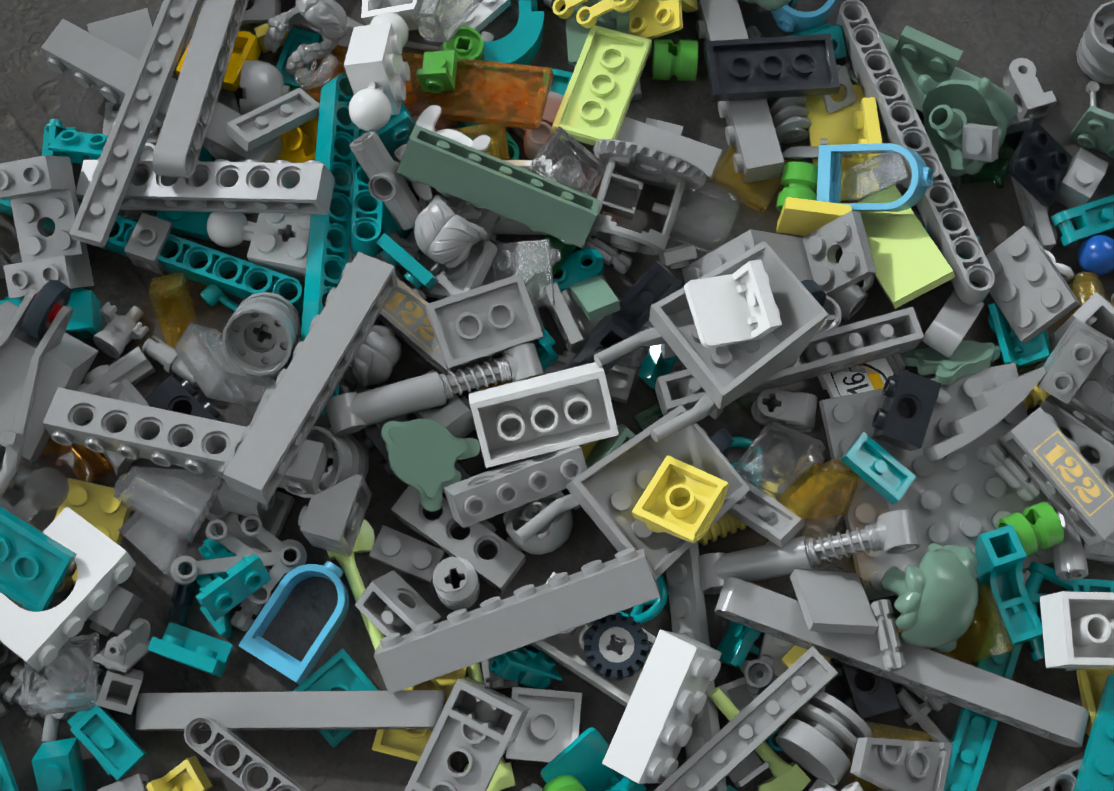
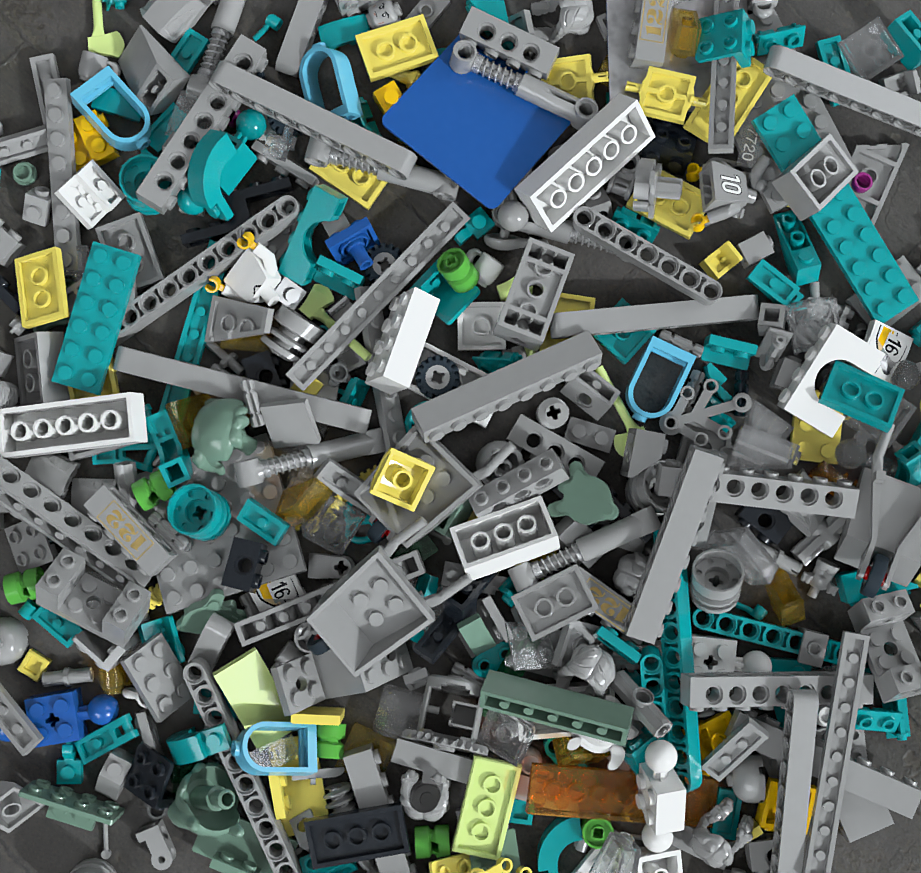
camera: 175 degrees right, 15 degrees up
(241, 582) = (712, 385): teal hinge -> none
(257, 670) = (681, 343): none -> light grey axle
(319, 77) = (707, 795): clear arm -> none
(438, 71) = (614, 805): bright green bracket -> none
(682, 105) = (424, 799): none -> light grey hair
(733, 306) = (375, 621): white bracket -> none
(980, 142) = (195, 783): light grey plate -> none
(981, 190) = (192, 746): none -> teal arch
(986, 491) = (188, 507): none -> teal wheel
(991, 409) = (182, 574): light grey slope -> none

